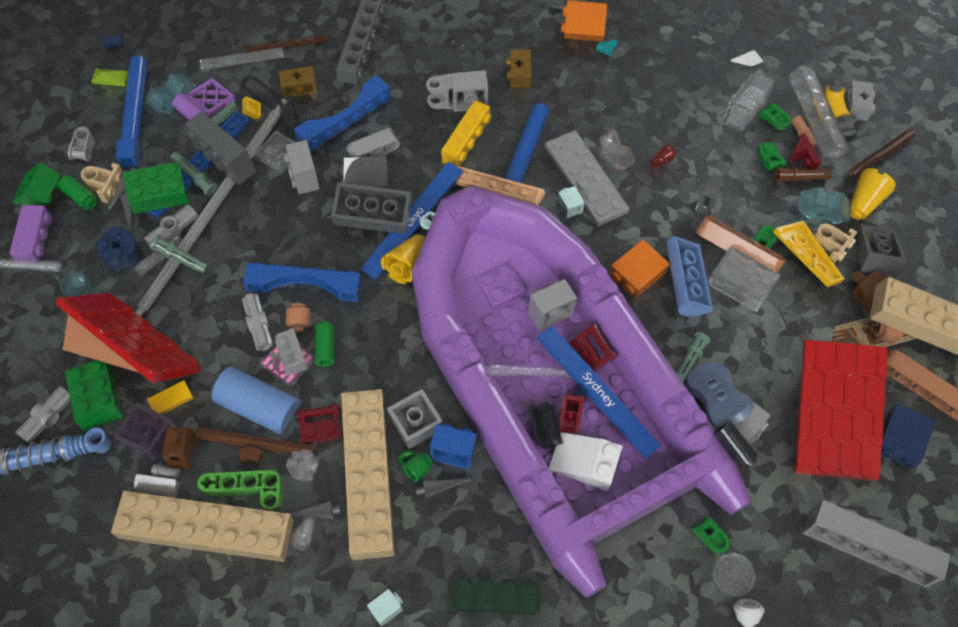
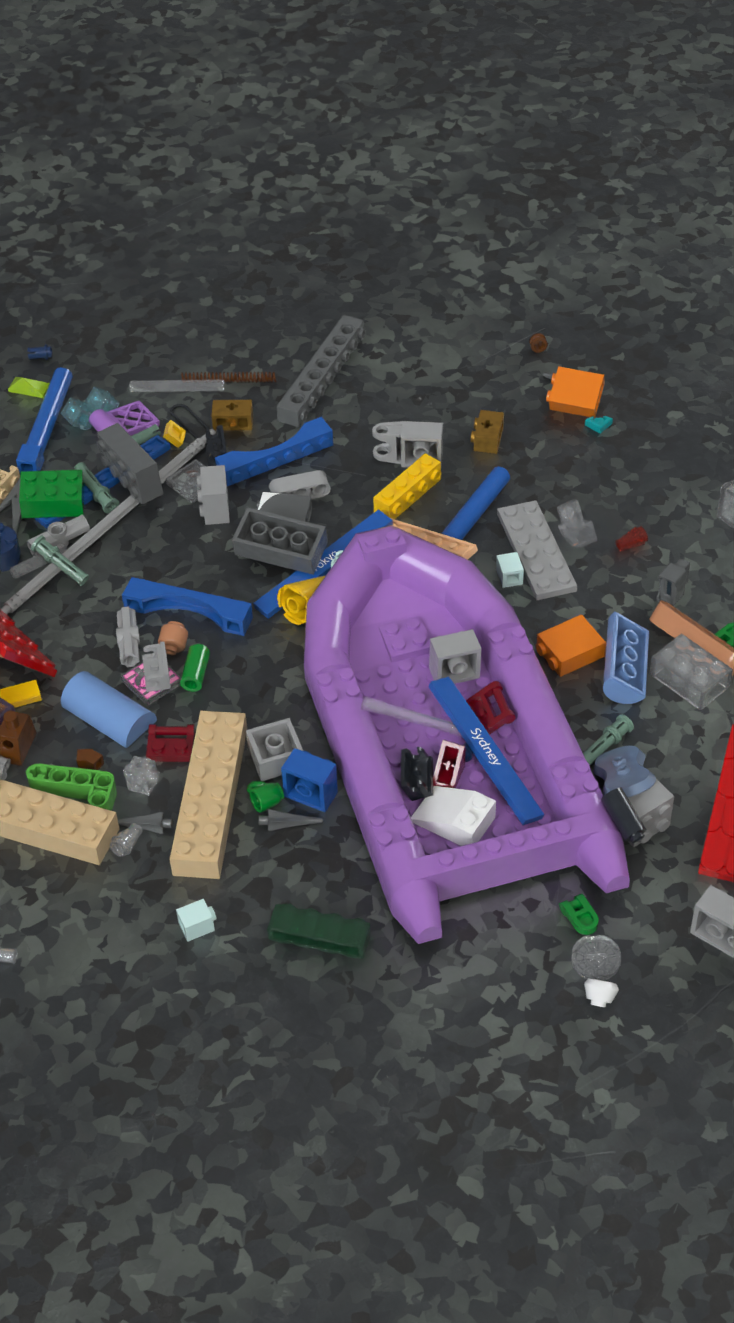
camera: 15 degrees right, 15 degrees down
(249, 440) = (77, 742): reddish brown axle -> none

